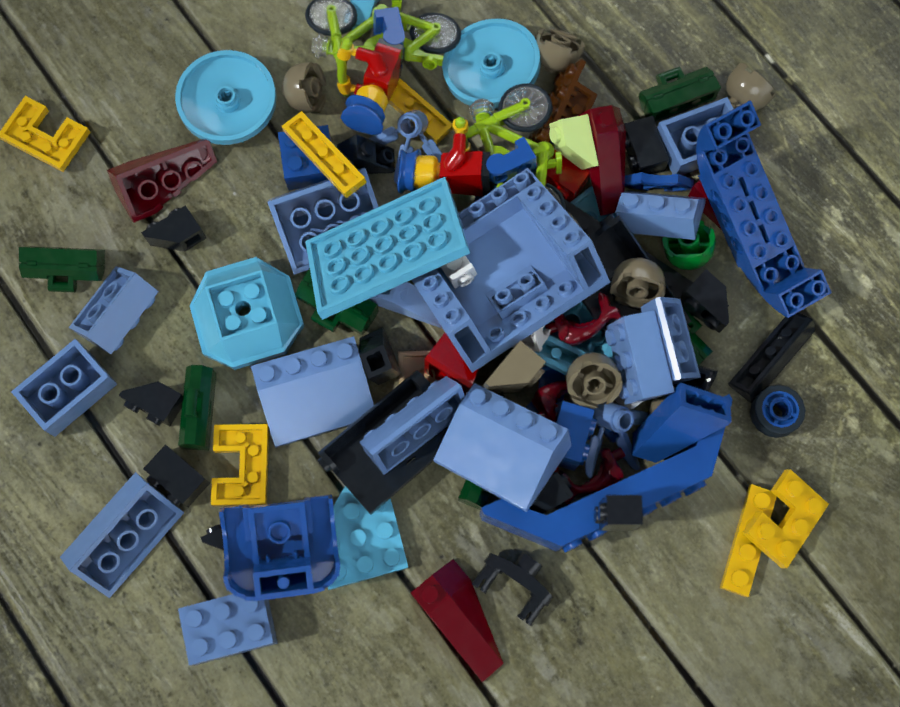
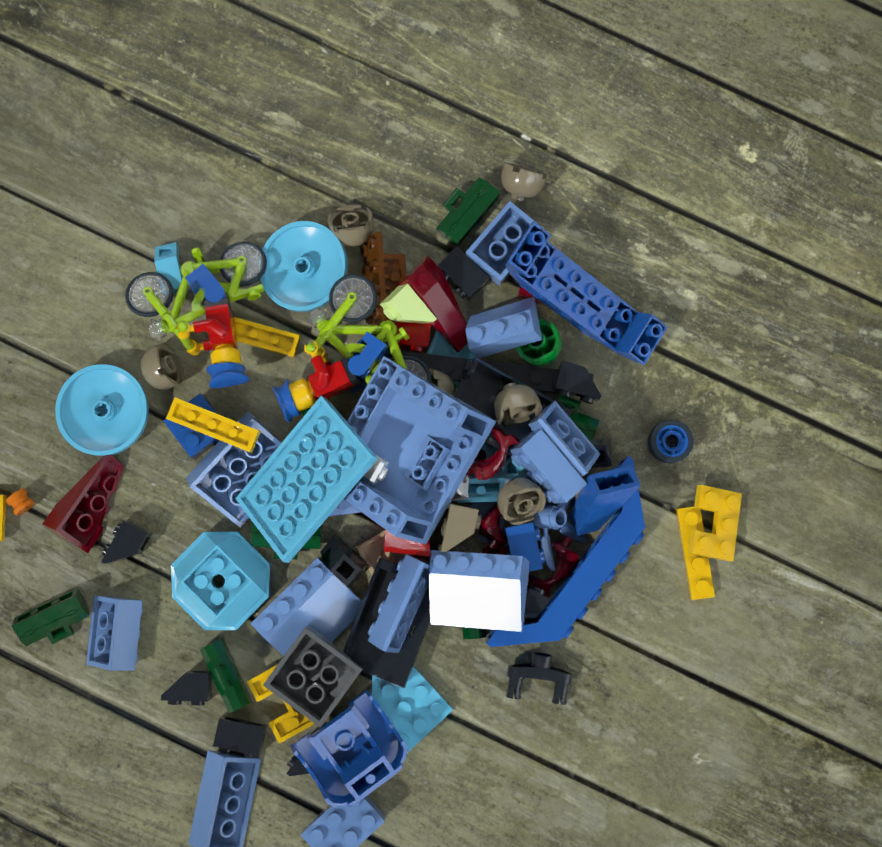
camera: 25 degrees left, 10 degrees up
(64, 388) = (114, 716): medium blue brick -> none
(99, 142) = (20, 502): none -> orange wheel
(283, 448) = (313, 675): none -> dark grey slope
(368, 154) = (243, 399): black slope -> none
(408, 130) = (267, 360): medium blue plant -> none
(457, 613) = (508, 725): dark red wedge -> none
(619, 513) = (591, 598): black brick -> none
(669, 183) = (489, 299): blue tile -> none
(772, 356) = (646, 397): black slope -> none

